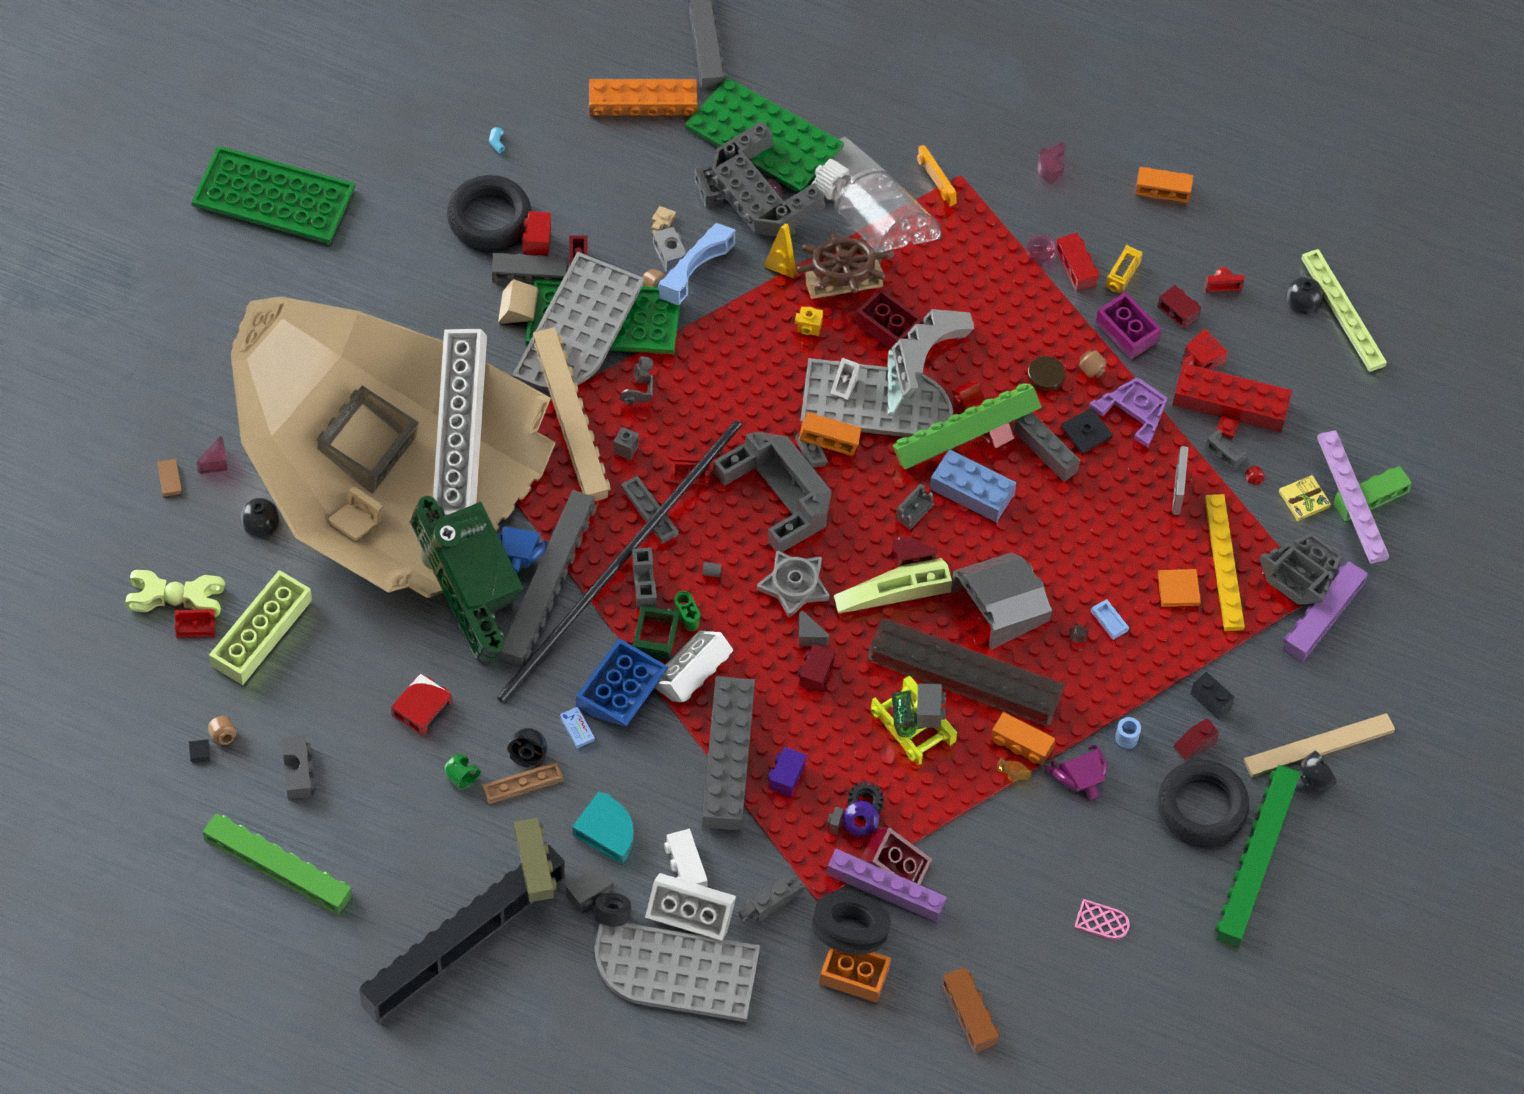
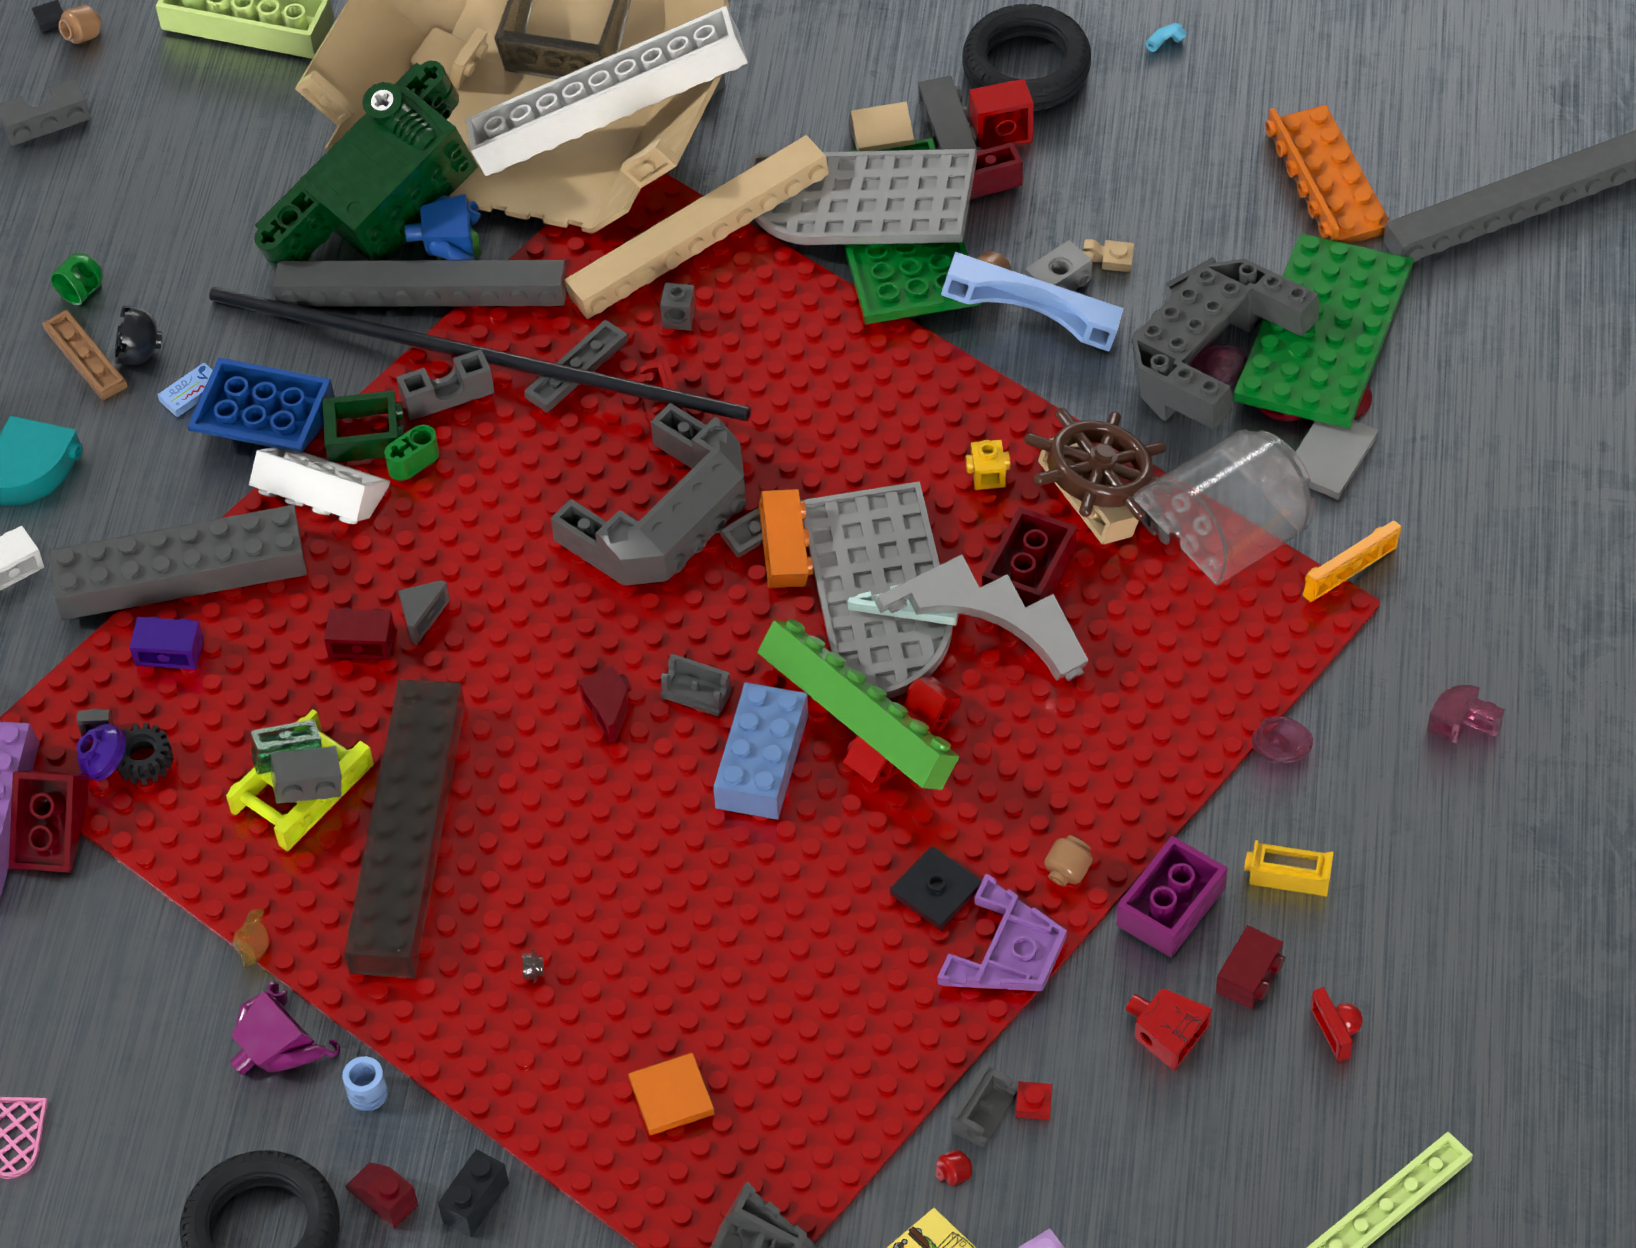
camera: 80 degrees right, 5 degrees down
(420, 704) = (176, 207): red panel -> none
(641, 376) = (809, 288): dark grey piece -> none
(711, 569) = (497, 465): dark grey hinge -> none
(781, 254) = (1089, 386): yellow wing -> none
(794, 582) = (506, 569): light grey plate -> none
(831, 178) = (1276, 416): white brick -> none
(845, 378) = (887, 529): white slope -> none
(897, 585) = (546, 703): yellowish green wedge -> none
(1006, 595) = (548, 828): dark grey windscreen -> none
(1022, 739) = (305, 933): orange brick -> none
(1046, 373) = (1025, 802): dark brown tile -> none
(1047, 446) = (876, 834): dark grey brick -> none
(1077, 261) = (1275, 797): red brick -> none
(1109, 619) = (577, 1007): light blue tile -> none
(1164, 184) = (1499, 886): orange brick -> none
(1180, 480) = (871, 1035): light grey tile -> none
(1224, 562) = (746, 1151): yellow plate -> none
(1232, 397) = (1092, 1090): red brick -> none
(1304, 295) = (1364, 1158): black cylinder -> none

